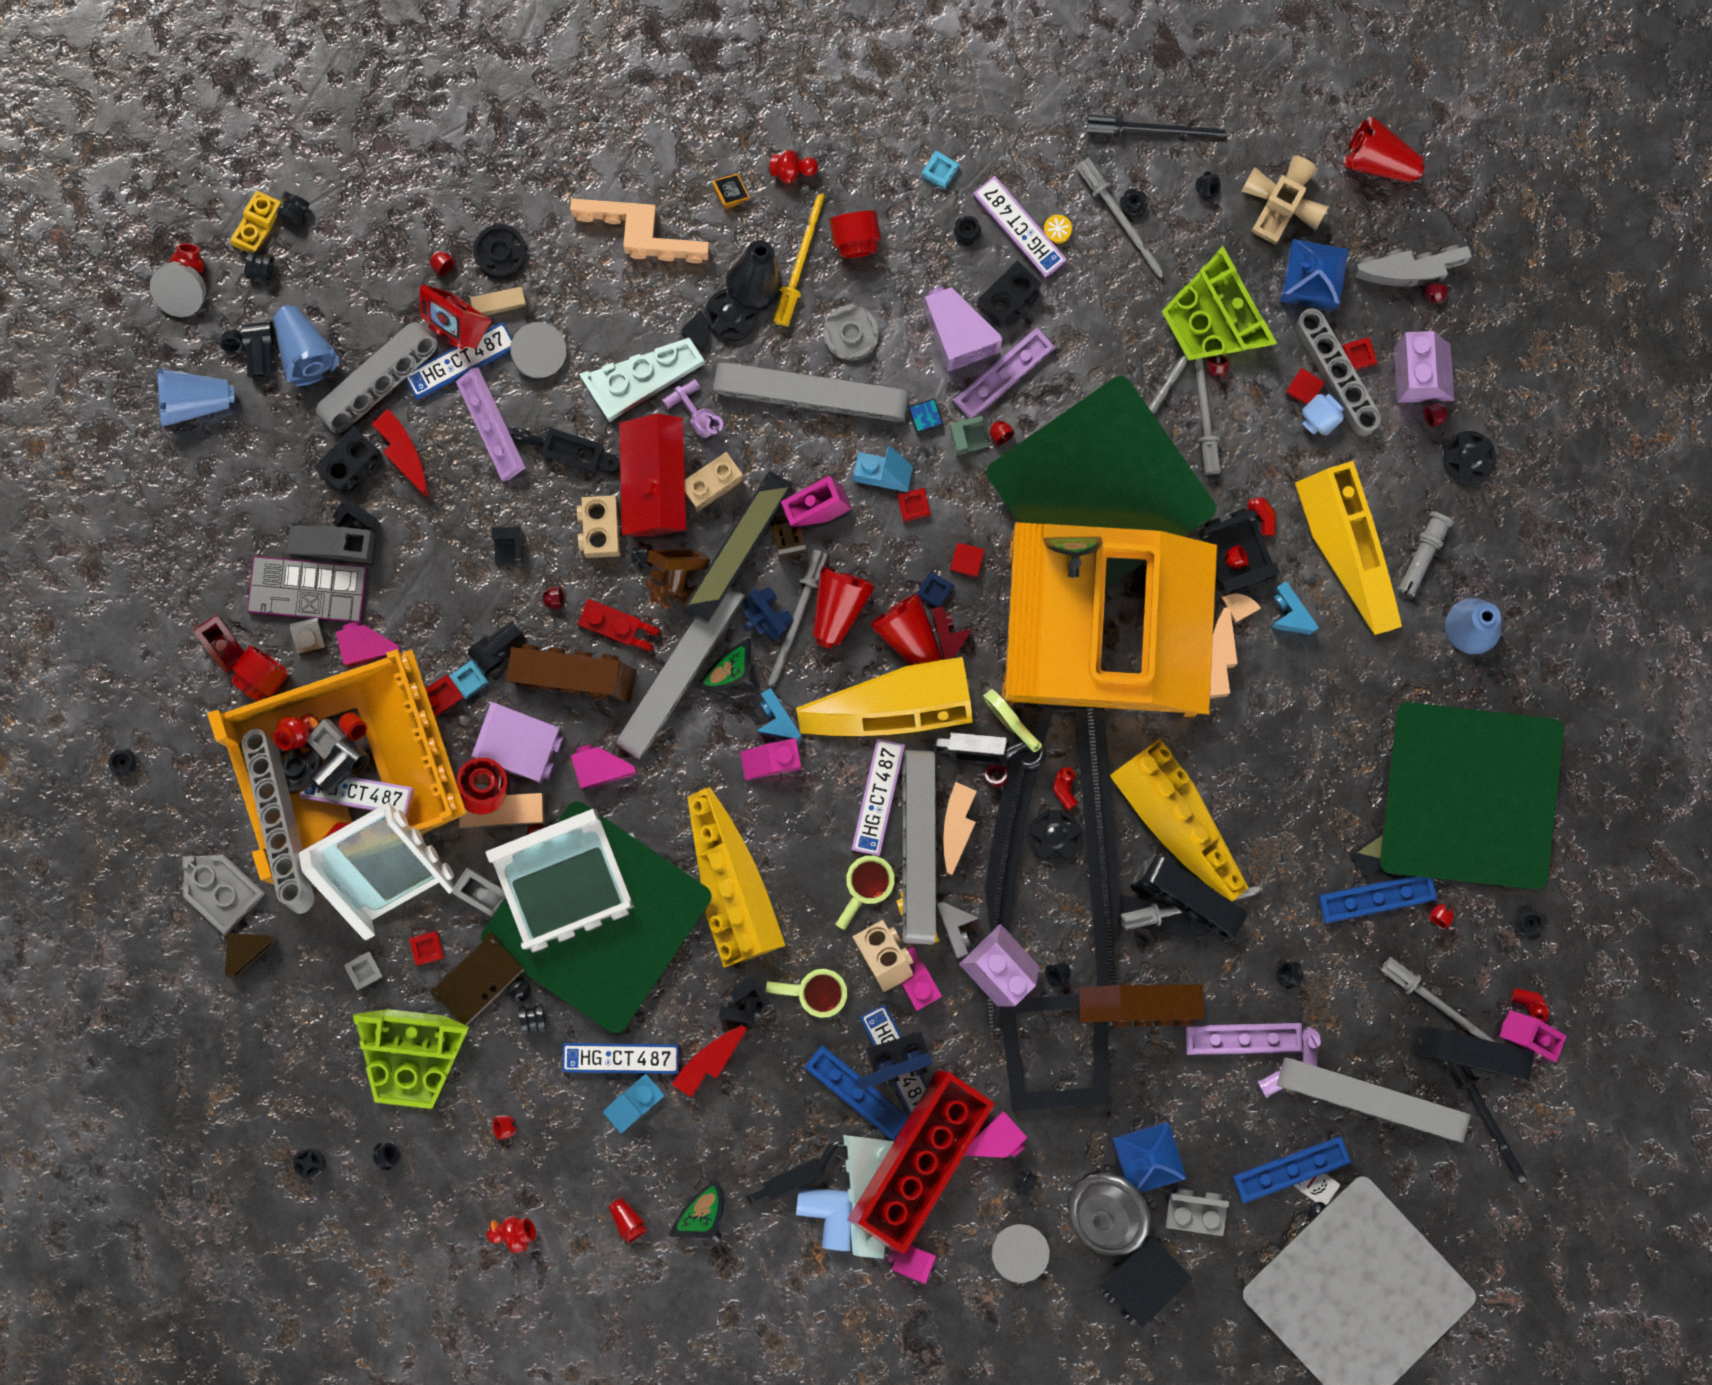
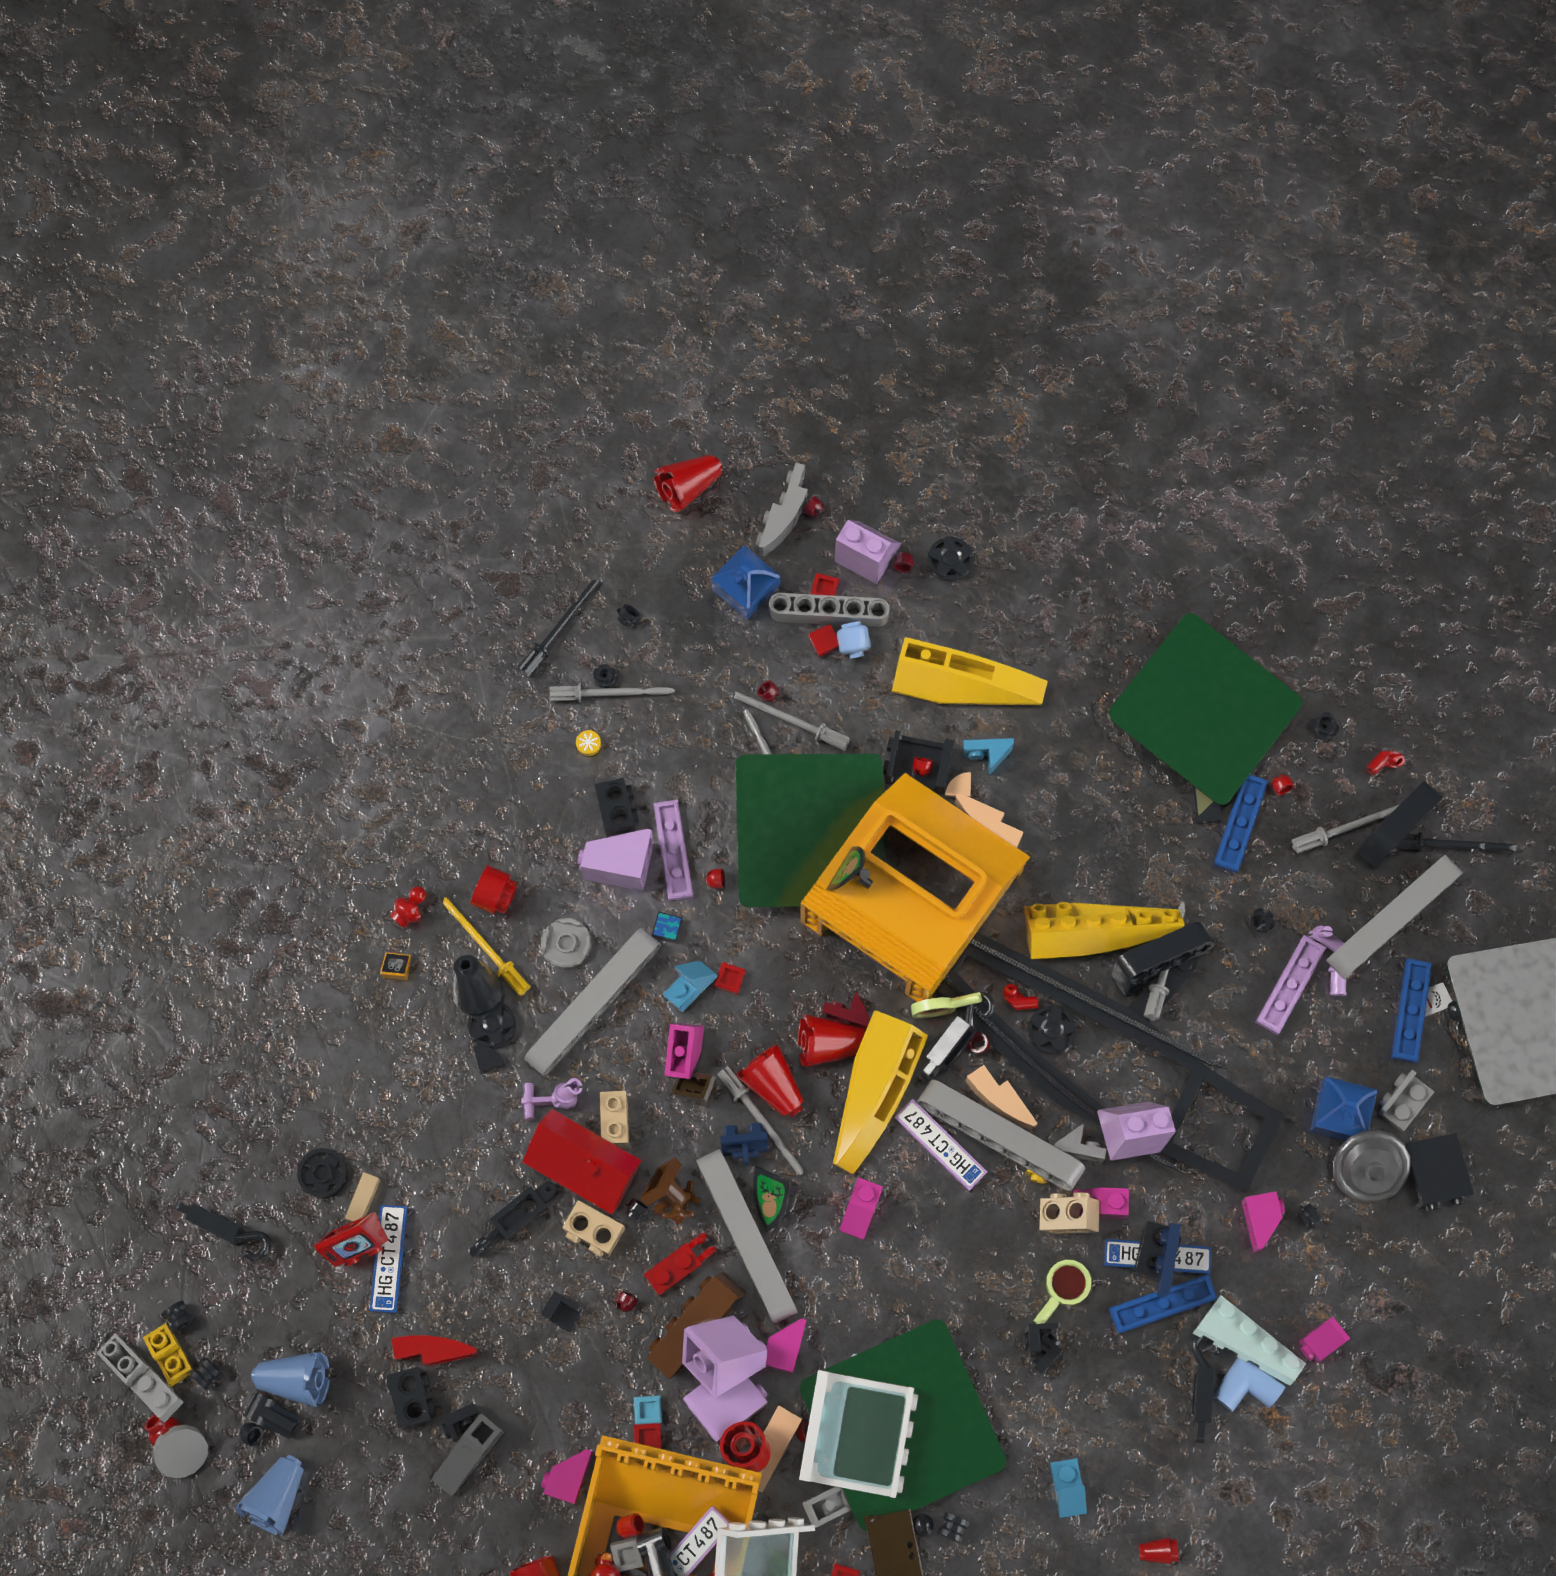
camera: 55 degrees left, 10 degrees down
(220, 212) = (140, 1377): none -> light grey slope
(307, 589) = (491, 1498): tile -> none
(307, 635) = (529, 1520): light grey plate -> none
(376, 377) = (359, 1333): light grey beam -> none
(394, 196) = (224, 1228): none -> black piece
(441, 263) = (301, 1224): red hinge -> none
(490, 424) = (455, 1265): lavender tile -> none
(491, 651) = (637, 1377): black piece -> none
(538, 350) = (421, 1191): light grey tile -> none
(555, 713) = (722, 1353): none -> lavender slope
(620, 1058) = (1026, 1476): tile -> none
(631, 382) = (495, 1128): light aqua wing -> none
(639, 230) = (380, 1053): light nougat bracket -> none
(701, 1215) = (1190, 1486): shield -> none
(709, 1060) = (1070, 1404): red slope -> none
(738, 547) = (679, 1130): olive tile -> none
(740, 905) = (967, 1305): yellow wedge -> none
(782, 725) = (839, 1181): dark azure slope -> none
(869, 882) = (1001, 1193): piece -> none
(920, 1161) = (1249, 1284): red brick -> none
(935, 590) = (806, 1002): dark blue tile -> none
(940, 169) = (485, 800): medium azure tile -> none
(962, 223) = (544, 802): black plate -> none
(967, 560) = (798, 964): red tile -> none
(968, 435) = (703, 904): sand green panel -> none
(1019, 227) = (568, 769): tile -> none
(1020, 1253) = (1361, 1254): light grey tile -> none
(1058, 973) = (1160, 1091): black hinge -> none
(1142, 1004) = (1225, 1041): reddish brown wedge -> none
(1216, 313) = (729, 667): lime wedge -> none
(1266, 513) = (902, 724): red arm -> none
(1284, 199) = (675, 568): tan brick -> none
(1430, 542) = (997, 623): light grey pin -> none
(1473, 626) = (1078, 629): medium blue cone -> none
(1532, 1035) = (1410, 775): dark pink slope -> none

